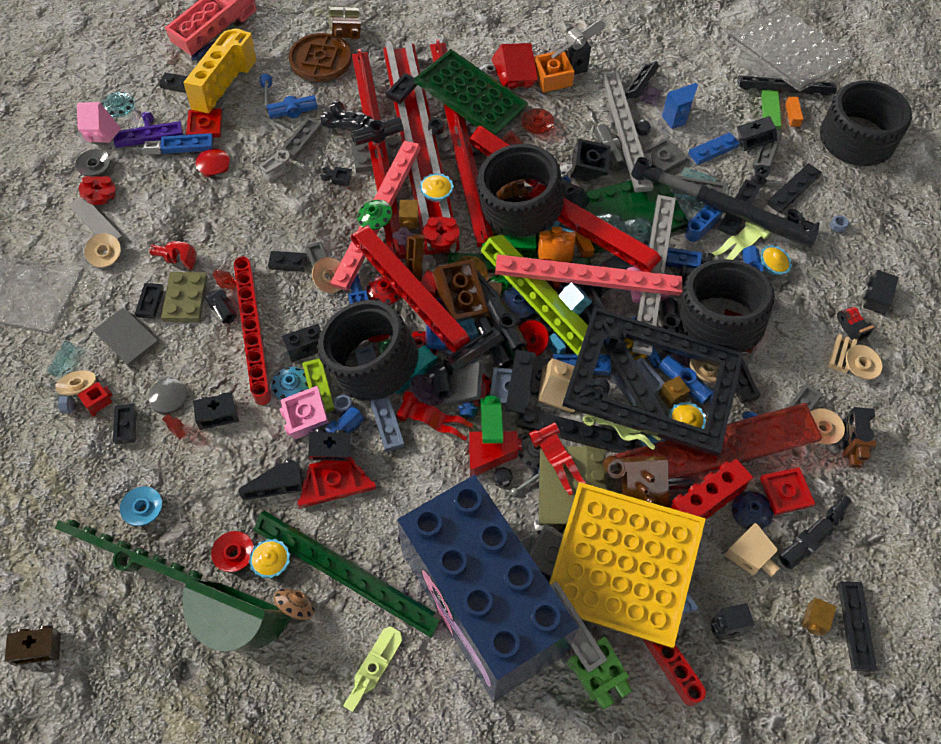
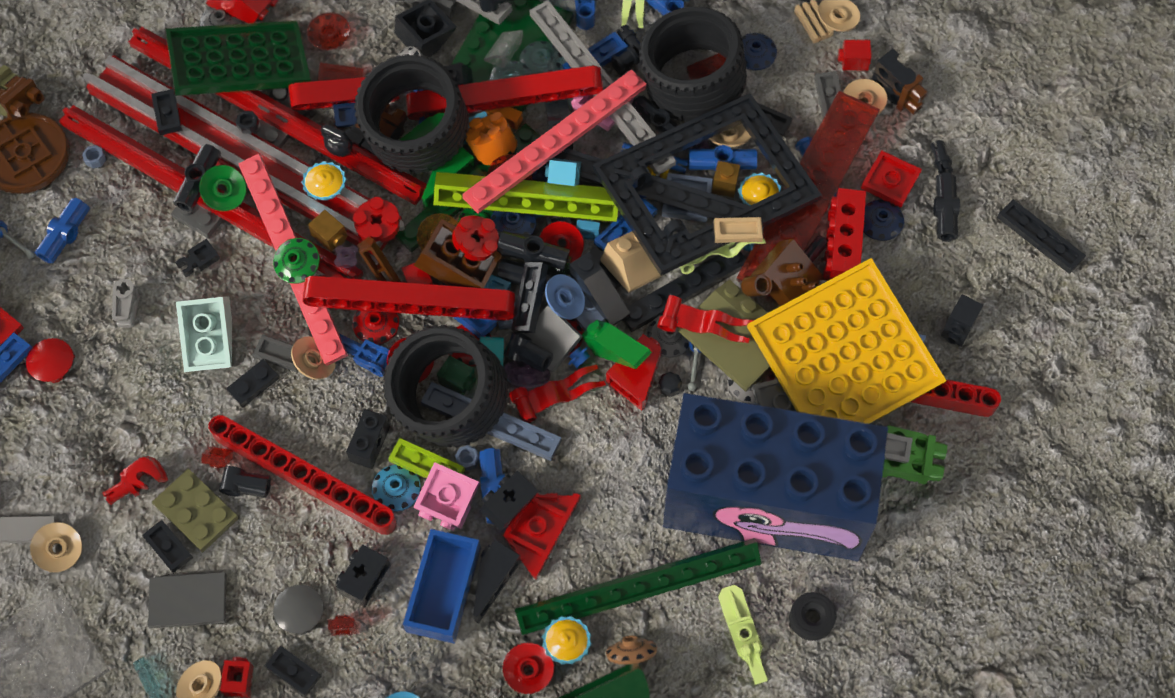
camera: 45 degrees left, 5 degrees up
(242, 457) = (442, 586): none -> blue piece
(295, 214) = (205, 333): none -> light aqua slope
(302, 137) = (113, 251): dark grey plate -> none
(344, 120) = (149, 188): black piece -> none
(349, 86) = (94, 156): none -> sand blue tile
(376, 140) = (234, 188): none -> green dish
(416, 691) = (820, 604): none -> black tyre
(467, 173) = (336, 141): none -> black piece
(483, 277) = (481, 227): none -> red plate
(502, 367) = (565, 296): none -> medium blue dish
(623, 207) = (504, 48): none -> clear slope
(639, 422) = (738, 230): none -> tan tile
(754, 552) = (918, 251): tan torso -> none
(779, 344) = (762, 57): none -> dark blue dish
(818, 617) = (1011, 256): pearl gold brick -> none
(847, 395) = (855, 55): none -> red brick

